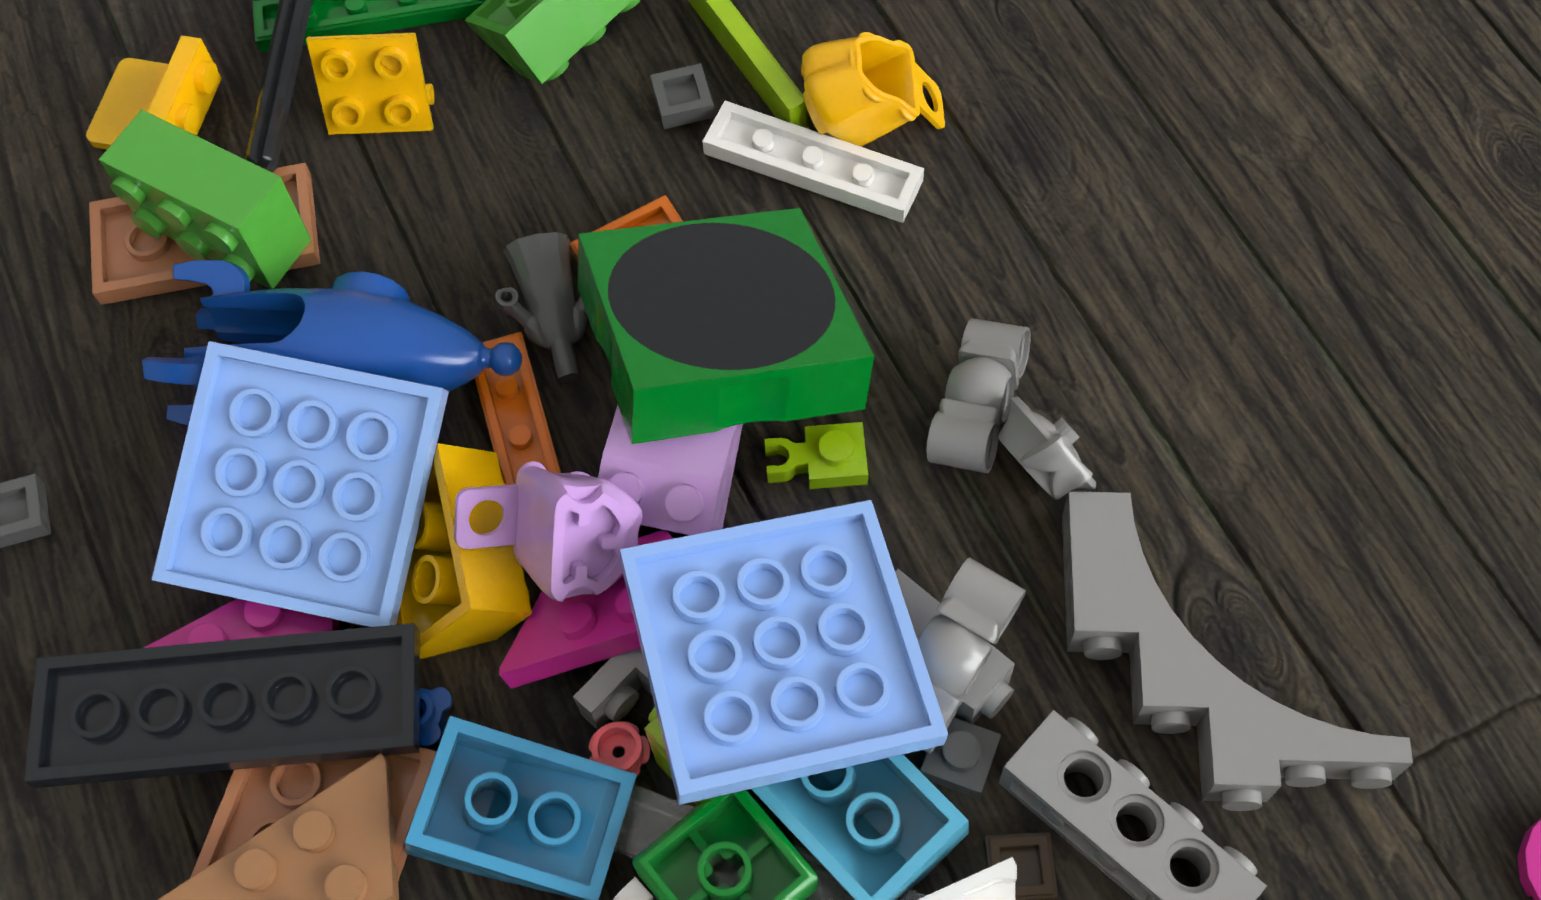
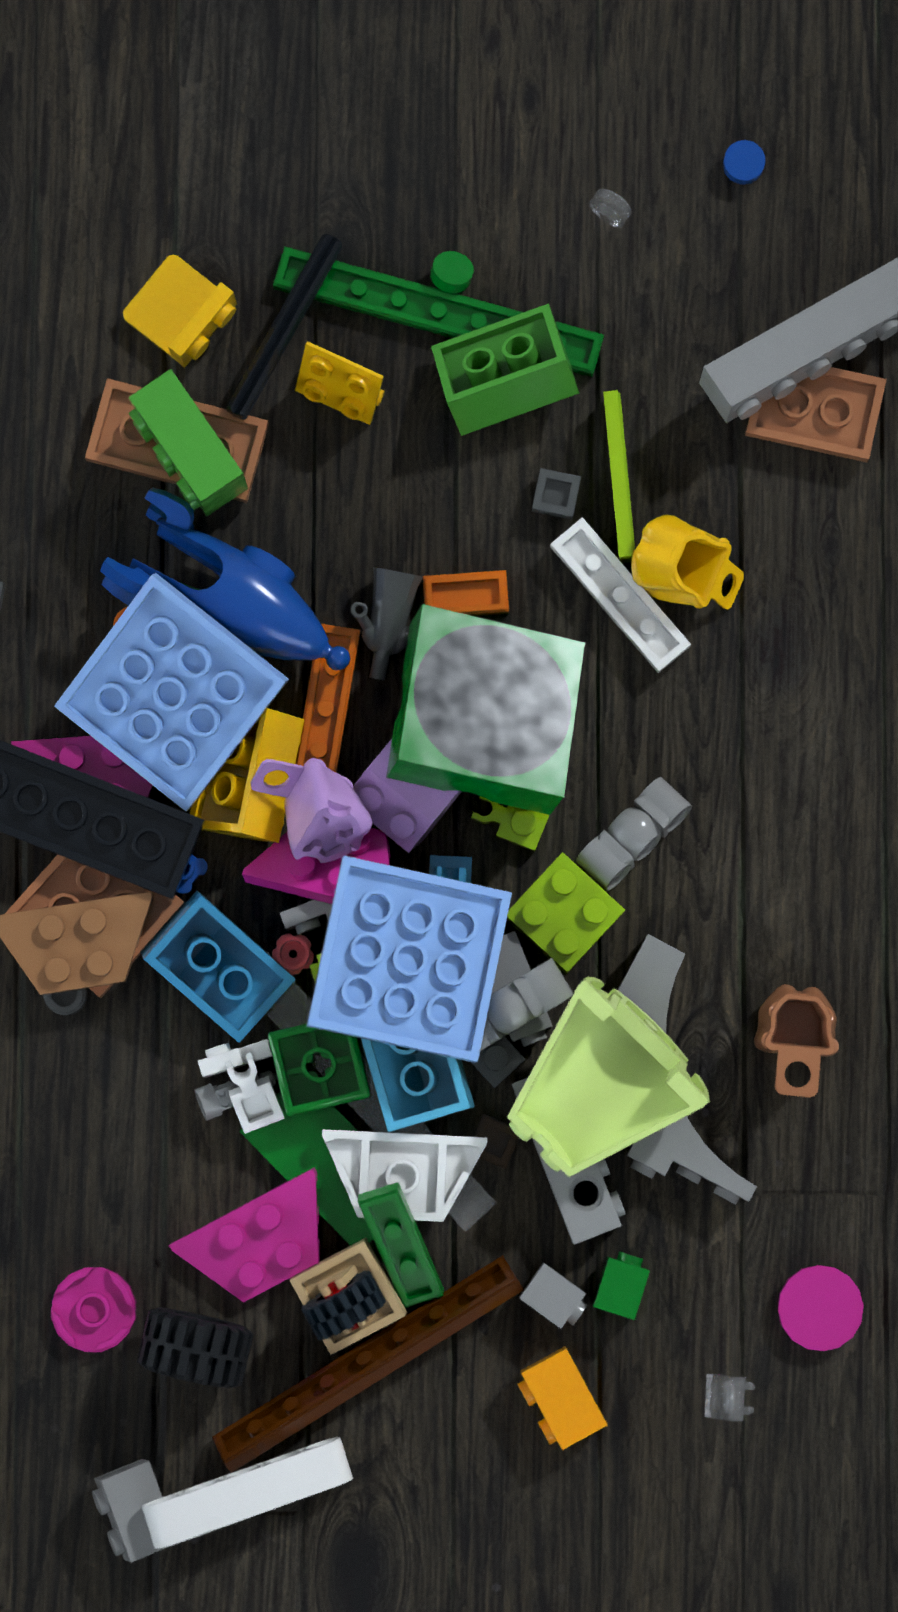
camera: 25 degrees right, 20 degrees up
(947, 512) = (564, 913): none -> lime brick
(1045, 450) = (651, 897): light grey piece -> none
(1133, 693) = (603, 1082): none -> yellowish green cone
(1329, 518) = (799, 1030): none -> nougat piece

